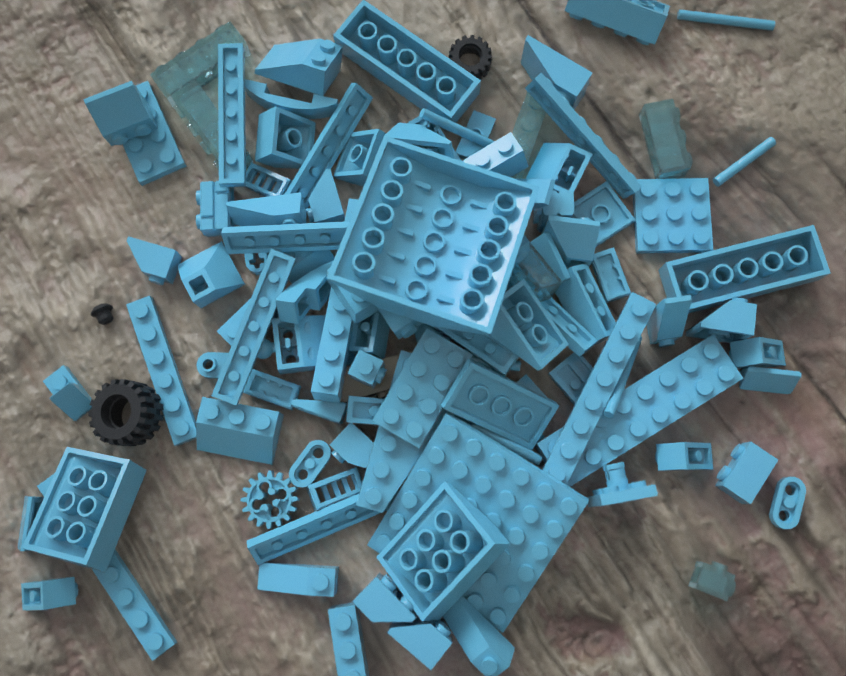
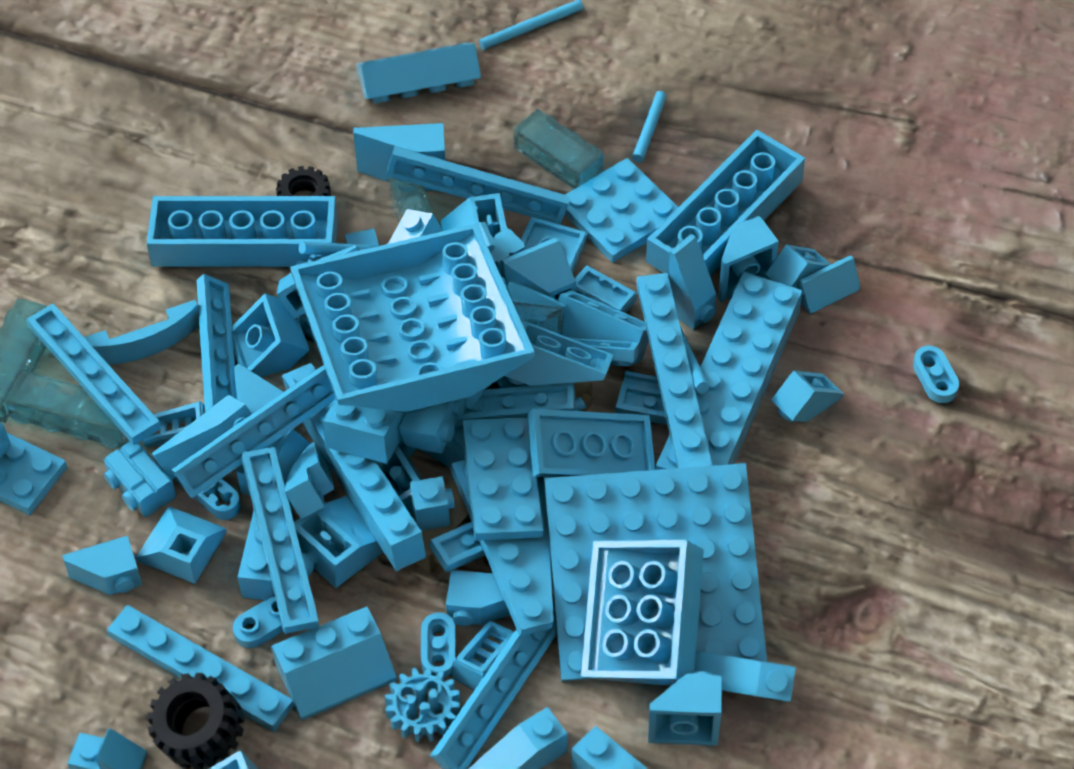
camera: 40 degrees left, 25 degrees down
(103, 313) = (86, 656): black piece -> none
(272, 389) = (343, 601): medium azure plate -> none
(283, 138) = (162, 373): medium azure slope -> none
(303, 64) = (131, 291): medium azure slope -> none
(327, 410) = (408, 587): medium azure slope -> none
(383, 602) = (623, 702): medium azure slope -> none
(619, 489) = (771, 450): medium azure plate -> none
(713, 580) = (925, 481): clear light blue brick -> none
(745, 472) = (875, 373): medium azure brick -> none

